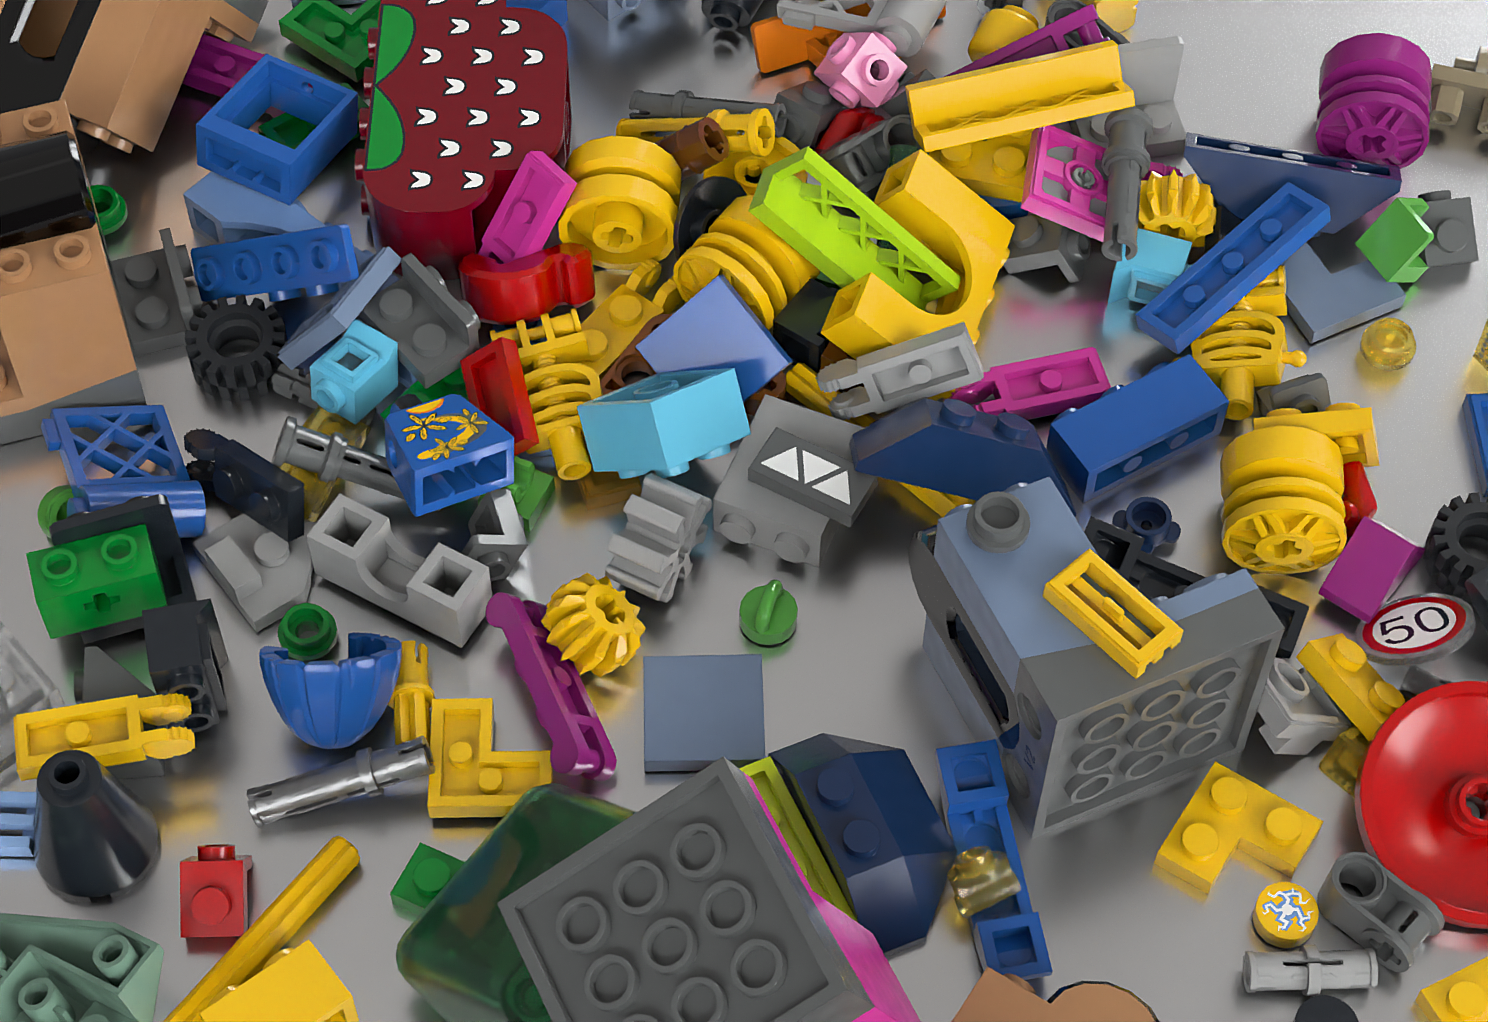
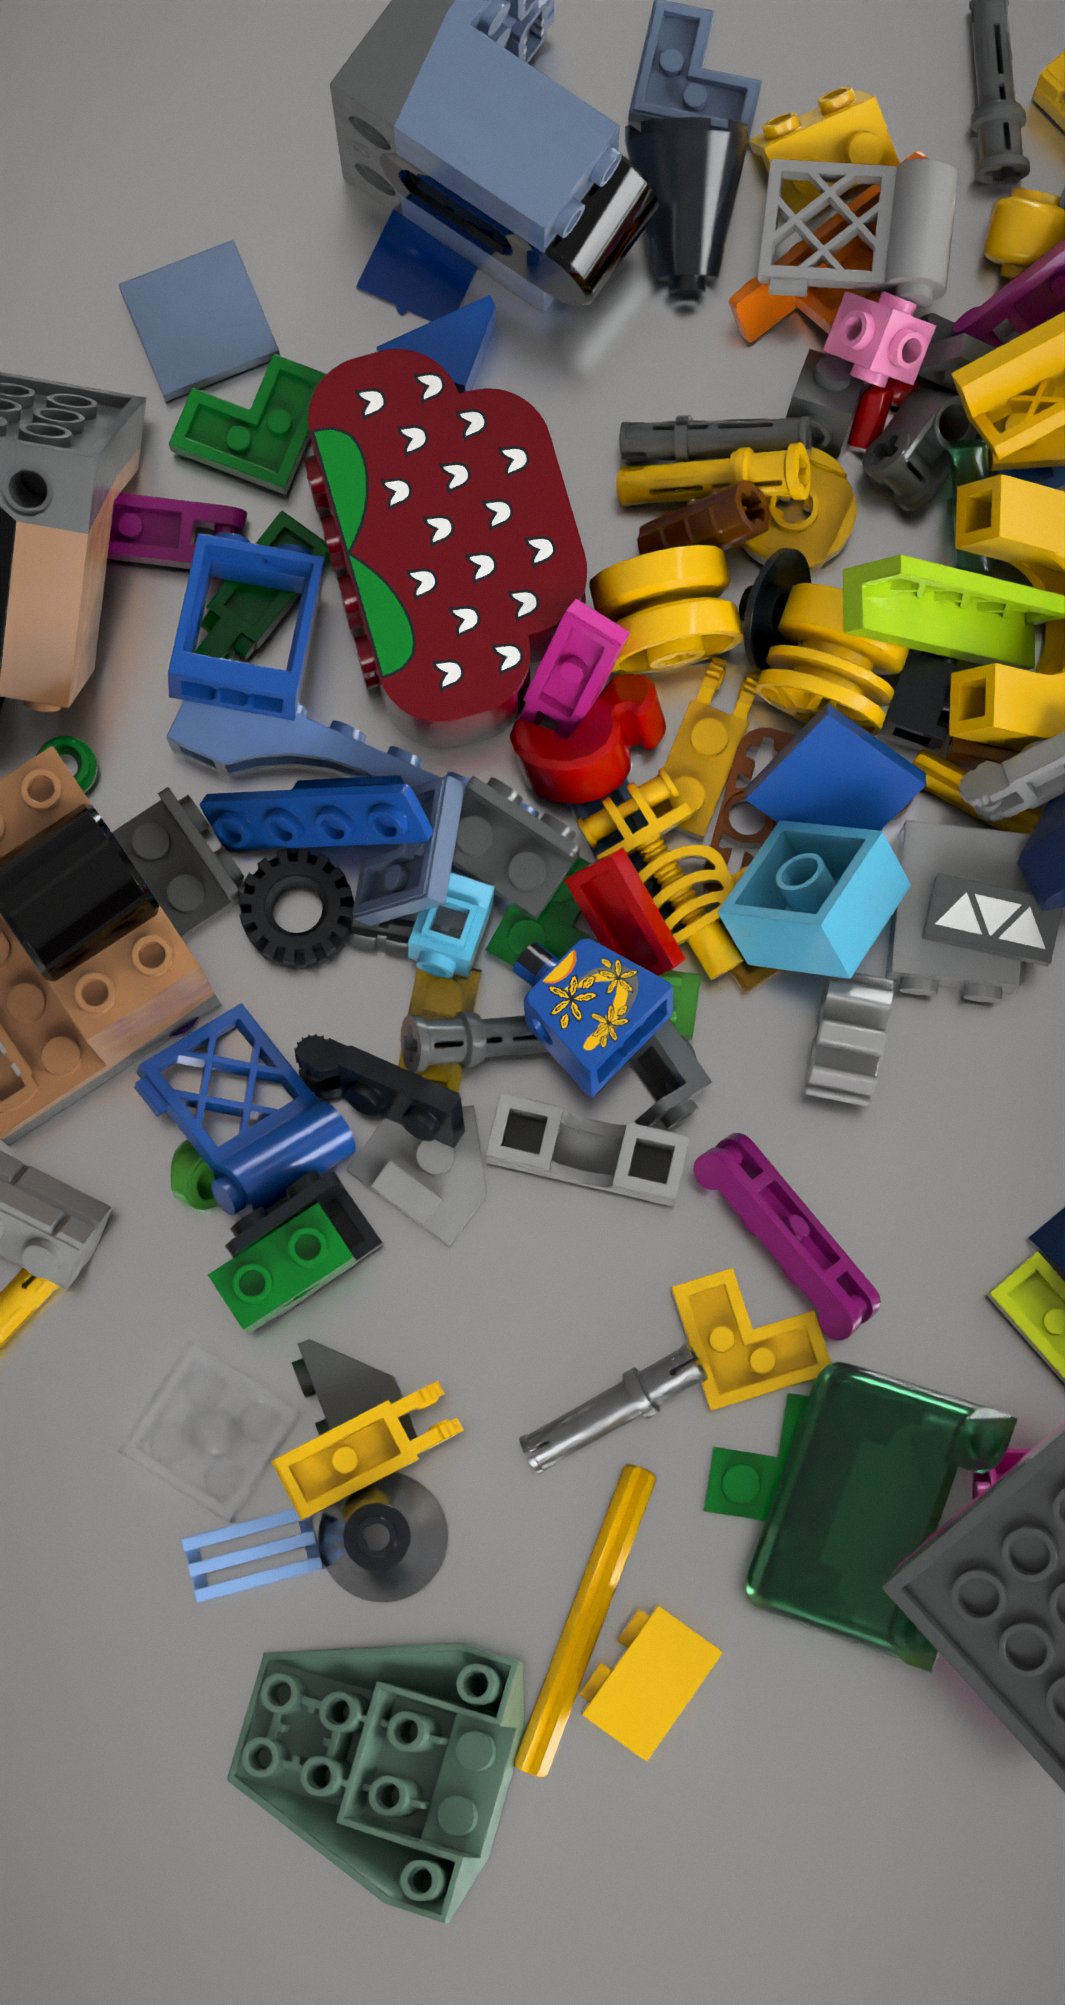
camera: 15 degrees left, 25 degrees up
(187, 658) = (412, 1336): black window -> none
(214, 892) = (529, 1559): red bracket -> none
(306, 618) = (507, 1217): green plate -> none
(329, 701) = (583, 1329): blue hair -> none
(412, 695) = (645, 1286): yellow axle -> none
(593, 625) = (811, 1156): yellow gear -> none
(702, 711) = (948, 1209): sand blue tile -> none
(768, 614) = (979, 1074): bright green tile -> none

